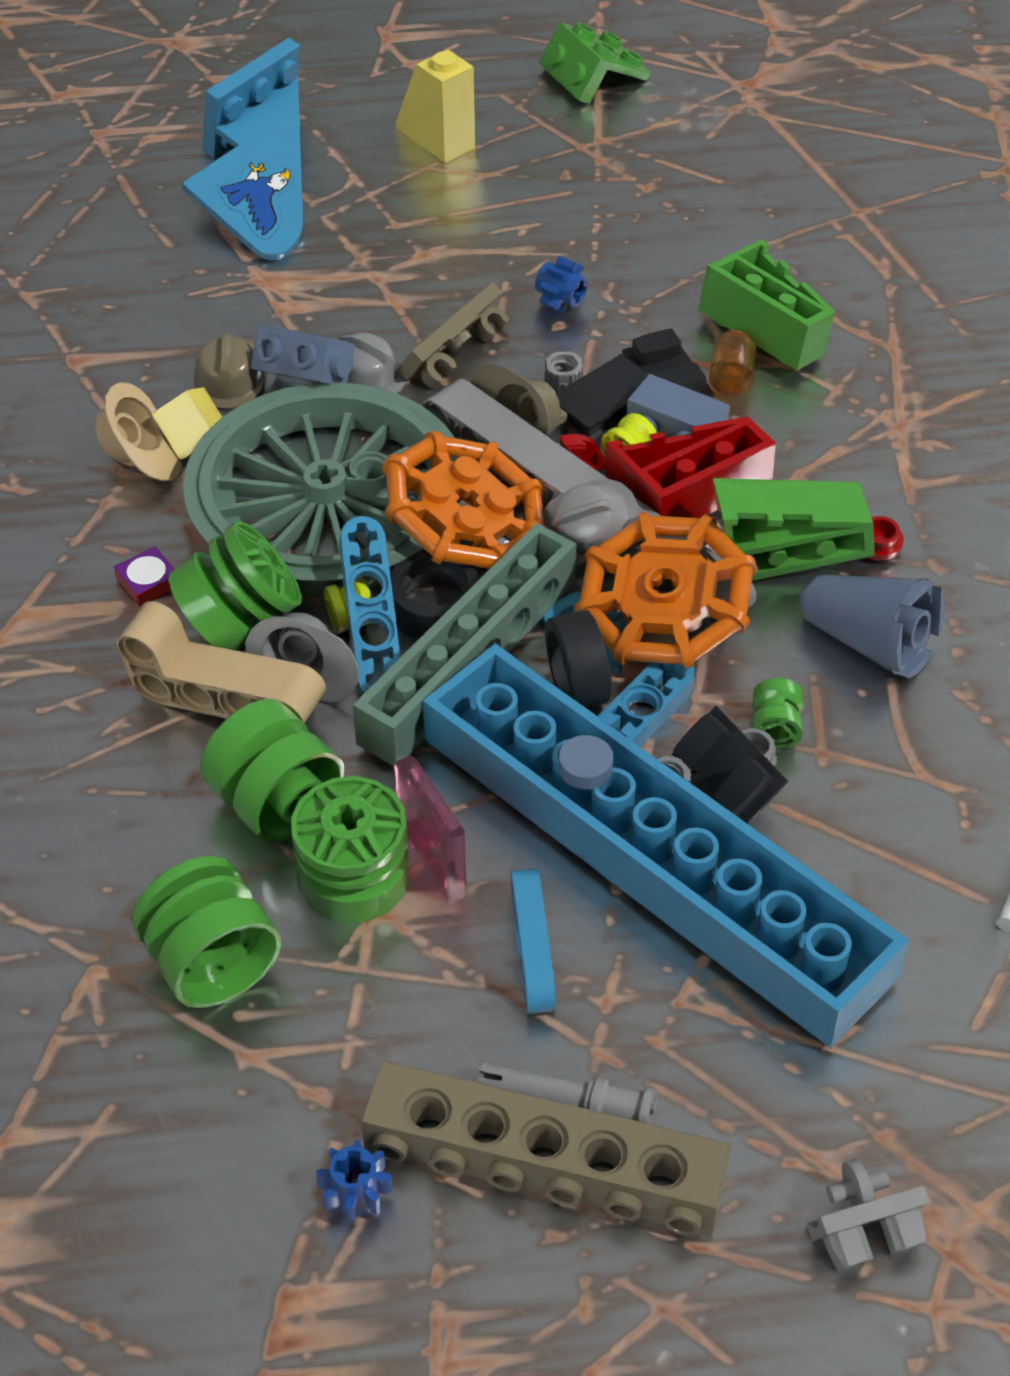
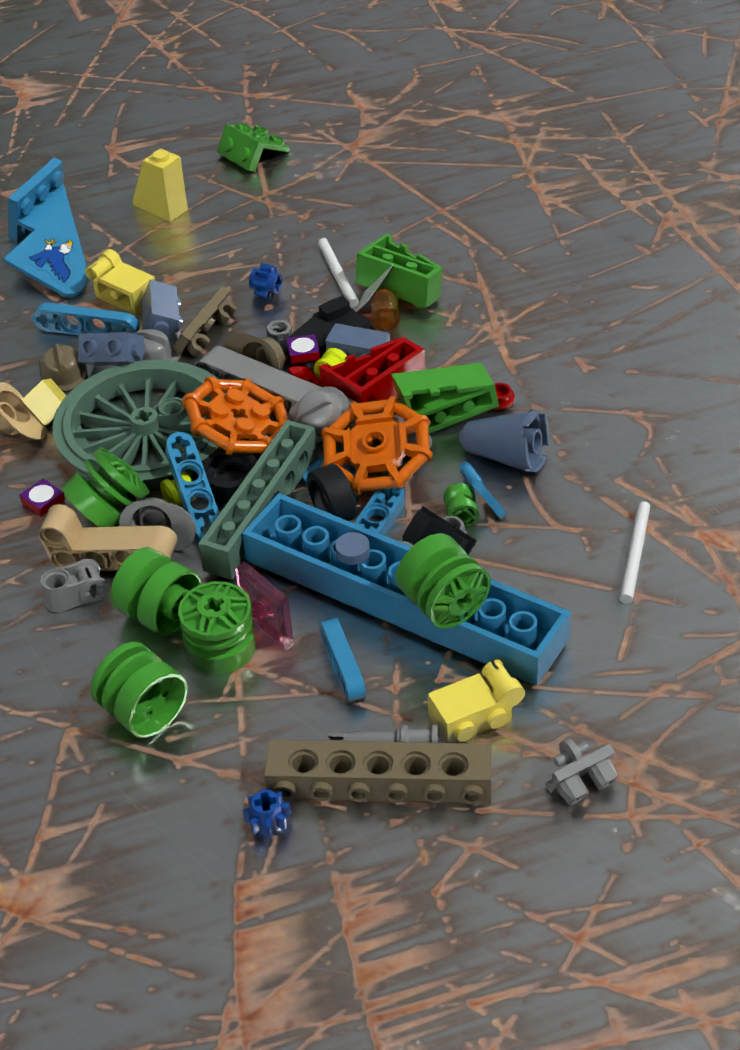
camera: 10 degrees left, 5 degrees down
(151, 732) = (70, 586): none -> light grey piece
(233, 290) = (85, 318): none -> dark azure beam
(346, 251) = (118, 281): none -> light yellow hinge
(394, 302) = (161, 308): none -> sand blue brick
(591, 406) = (303, 349): none -> tile
(676, 288) = (338, 272): none -> white bar
(711, 853) = (443, 580): none -> bright green wheel
(719, 326) = (371, 290): none -> white sticker
(720, 1065) = (475, 705): none -> light yellow hinge
(806, 670) = (477, 484): none -> dark azure helmet

